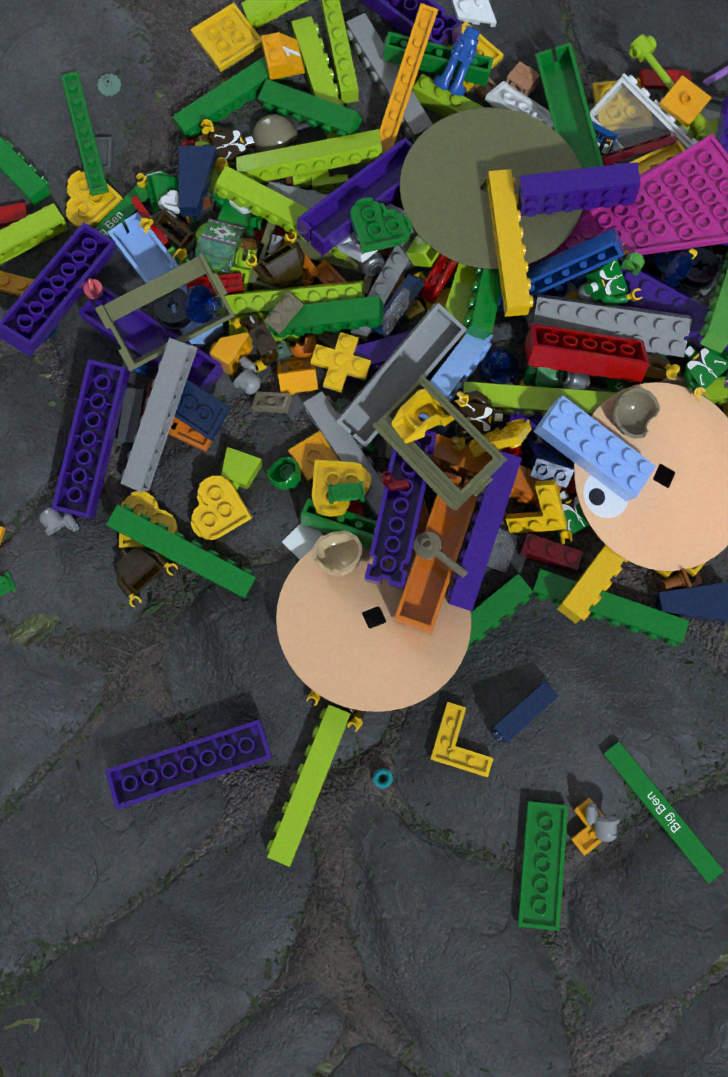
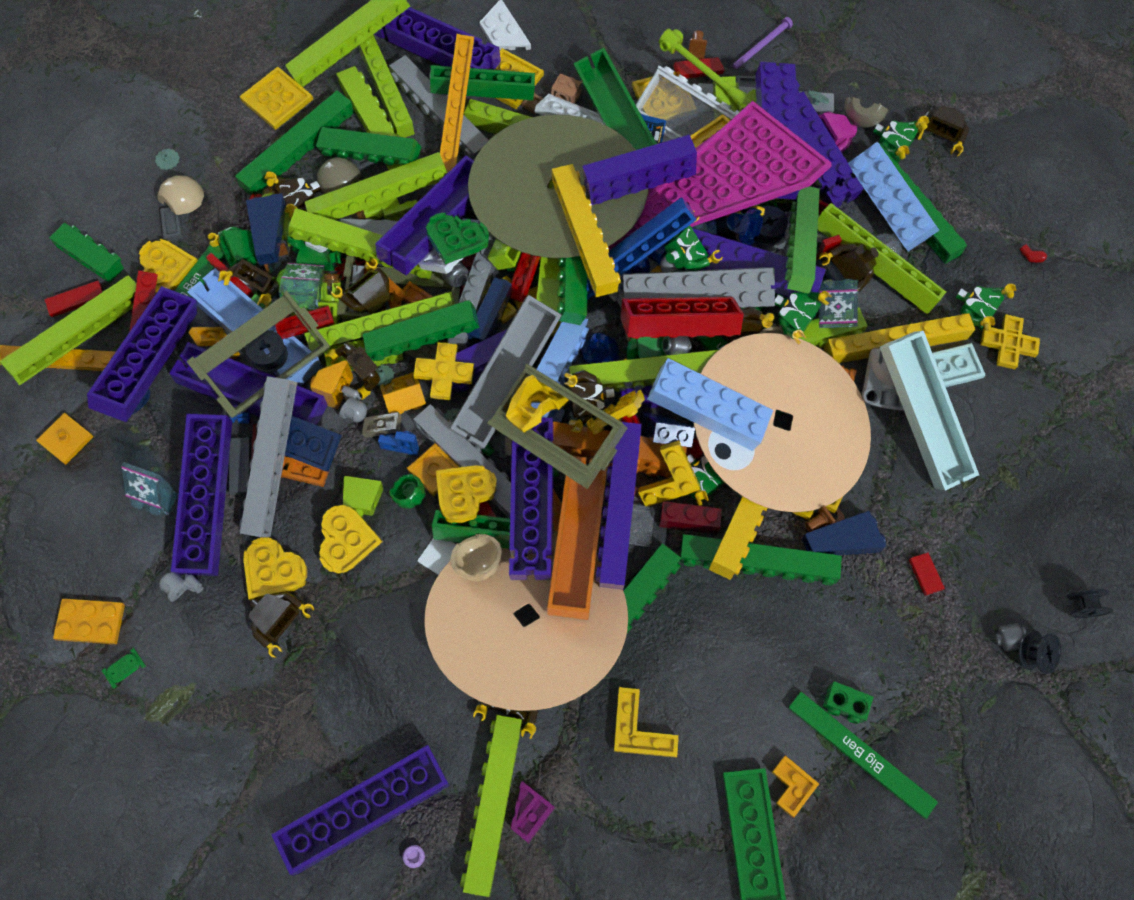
camera: 15 degrees left, 10 degrees down
(41, 425) = (147, 490): none -> clear light blue slope
(65, 228) = (144, 294): none -> red plate
(84, 134) = (150, 207): green tile -> none
(93, 289) = (181, 347): coral tile -> none
(117, 126) = (181, 194): none -> tan cylinder
(121, 281) = (209, 336): none -> light orange plate
(170, 202) = (246, 252): white tile -> none
(181, 551) = (315, 589): green brick -> none
(200, 304) = (293, 341): clear blue tile -> none
(229, 814) = (413, 856): none -> lavender tile
(282, 55) = (332, 104): light orange slope -> none
(283, 312) = (378, 334): dark tan plate -> none
(288, 424) = (402, 442): none -> blue plate
(305, 349) = (406, 368): orange hair -> none
(341, 798) = (530, 812): none -> magenta wing
(346, 492) = (473, 495): green piece -> none
(387, 773) = (561, 781): teal plate -> none
(392, 483) = (518, 474): dark red arm -> none
(395, 311) = (488, 312): clear tile -> none
(428, 545) = (567, 529): dark tan piece -> none
(464, 51) = (505, 69): blue piece -> none
(523, 713) = (698, 682): dark blue slope -> none
(604, 826) = (807, 780): light grey piece -> none
(633, 262) = (707, 227): bright green plate -> none
(634, 411) = (740, 362): dark tan cylinder -> none
(639, 148) = (692, 126): dark red tile -> none
(663, 757) = (848, 698): none -> green brick
(670, 54) = (698, 45): none -> dark orange bracket
(684, 101) = (720, 80): light orange plate -> none

